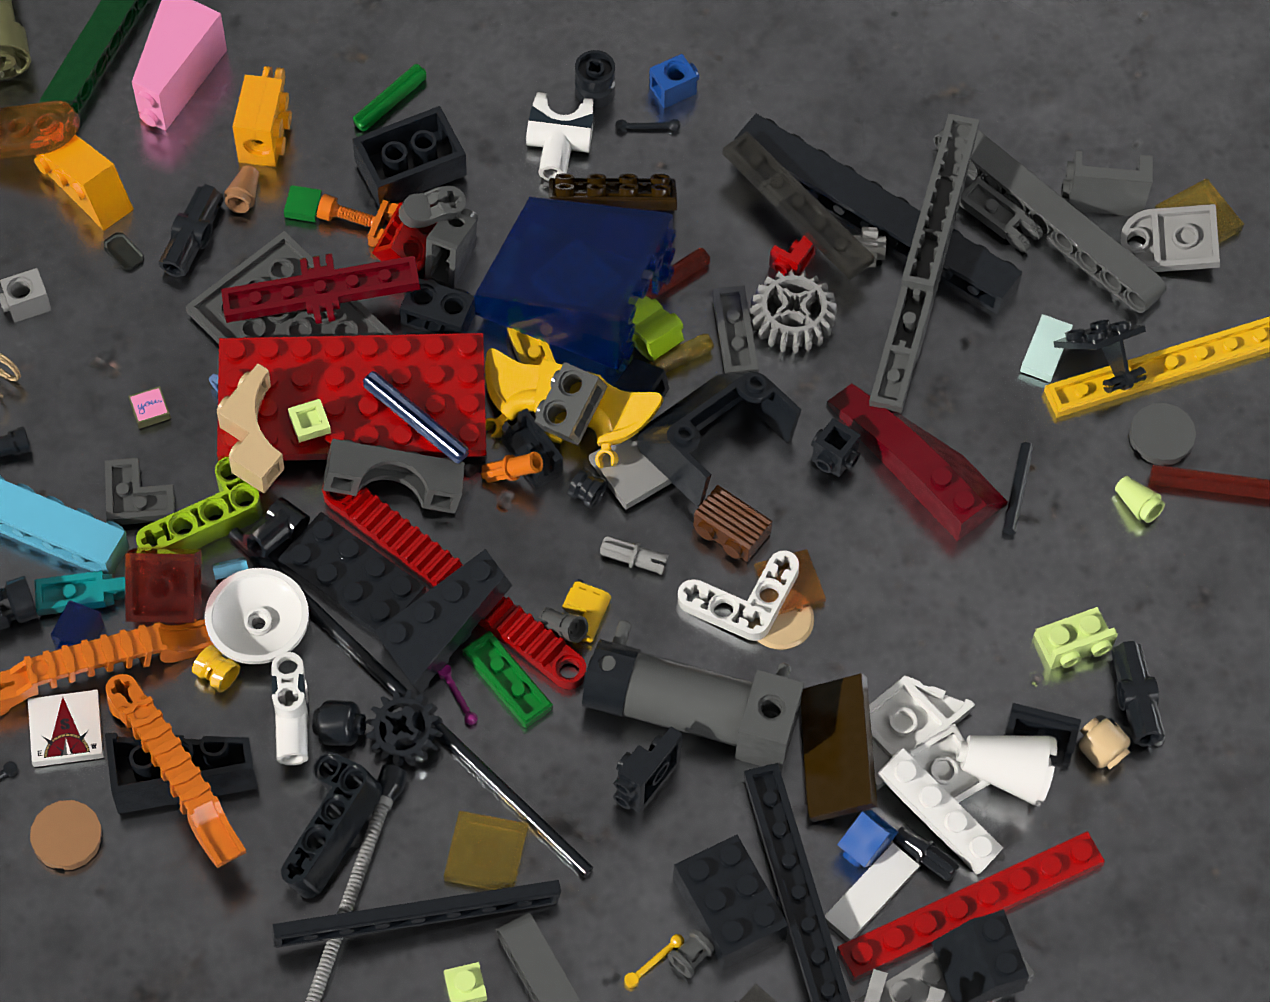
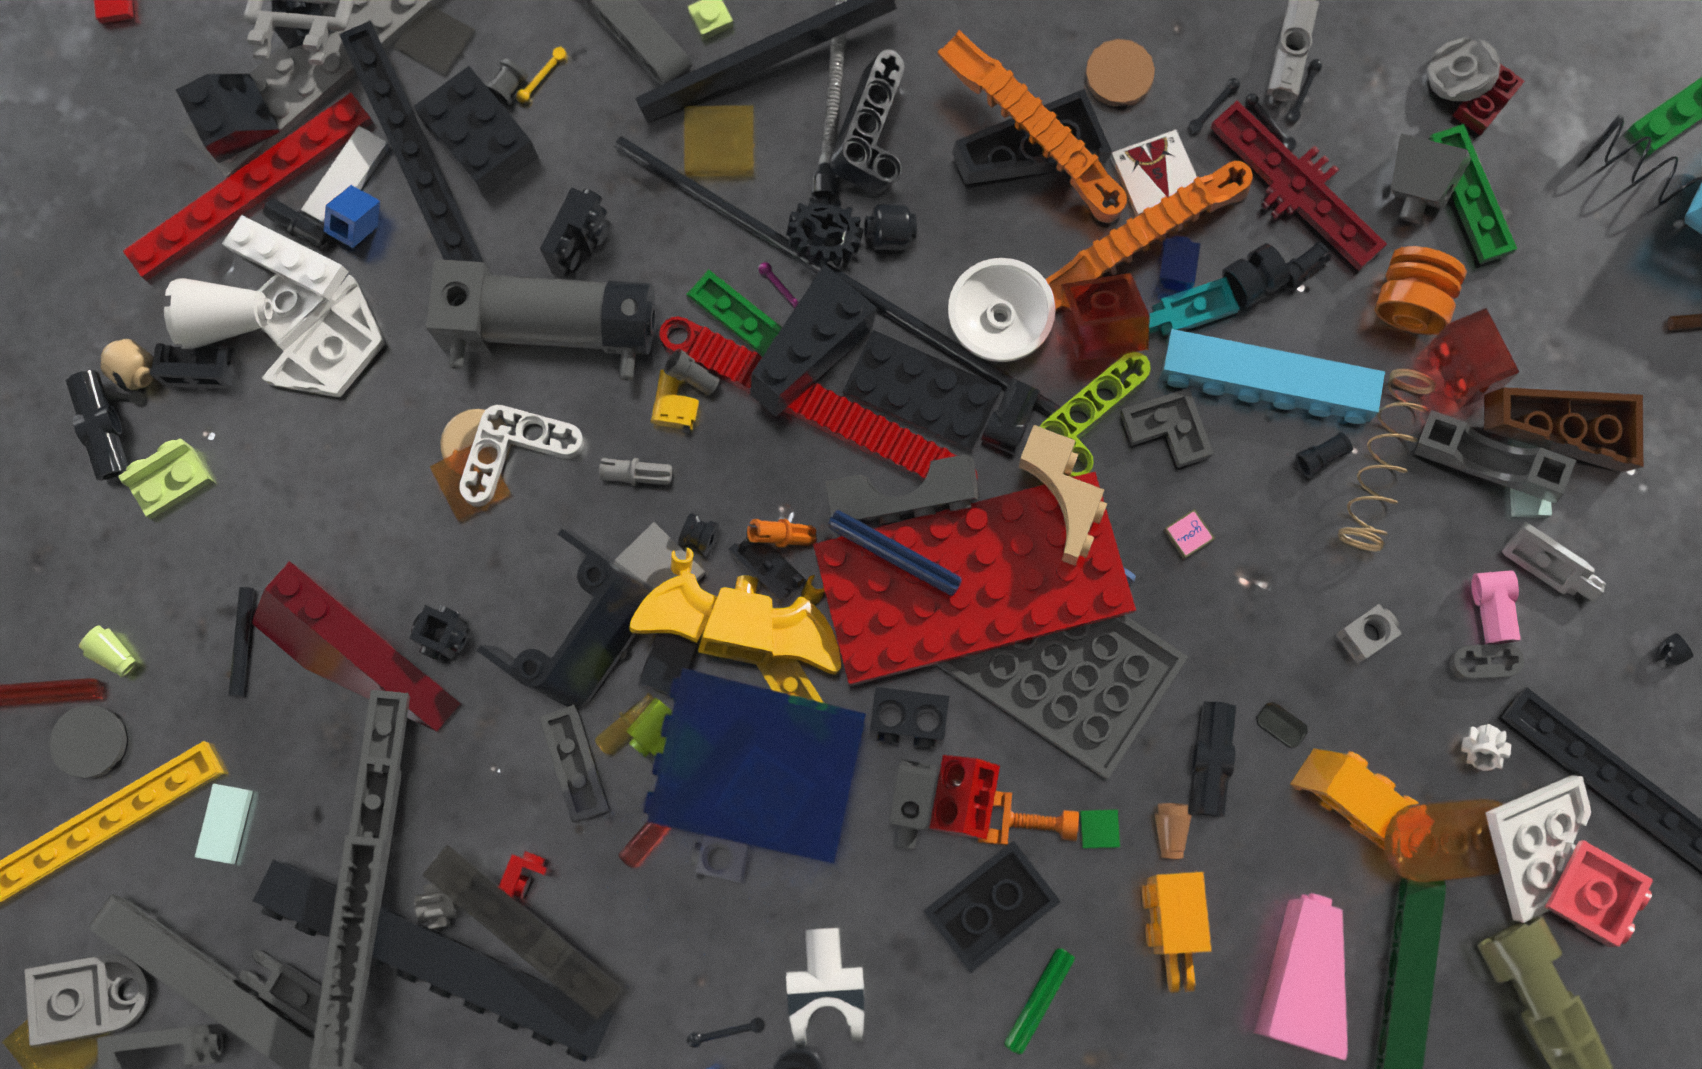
camera: 175 degrees right, 15 degrees up
(216, 668) = (1032, 255): yellow wheel -> none
(229, 567) = (1045, 363): medium azure tile -> none
(291, 711) = (941, 218): white connector -> none
(309, 420) = (1006, 518): yellowish green plate -> none
(320, 288) = (1041, 696): dark red hinge -> none
(432, 206) = (957, 806): dark grey piece -> none
(579, 405) = (725, 592): dark grey brick -> none
(625, 192) = (743, 908): dark brown tile -> none
(731, 524) = (536, 524): reddish brown brick -> none
(792, 321) = (487, 781): light grey gear -> none
(838, 748) = (391, 299): dark brown tile -> none
(1110, 339) = (153, 825): black plate -> none

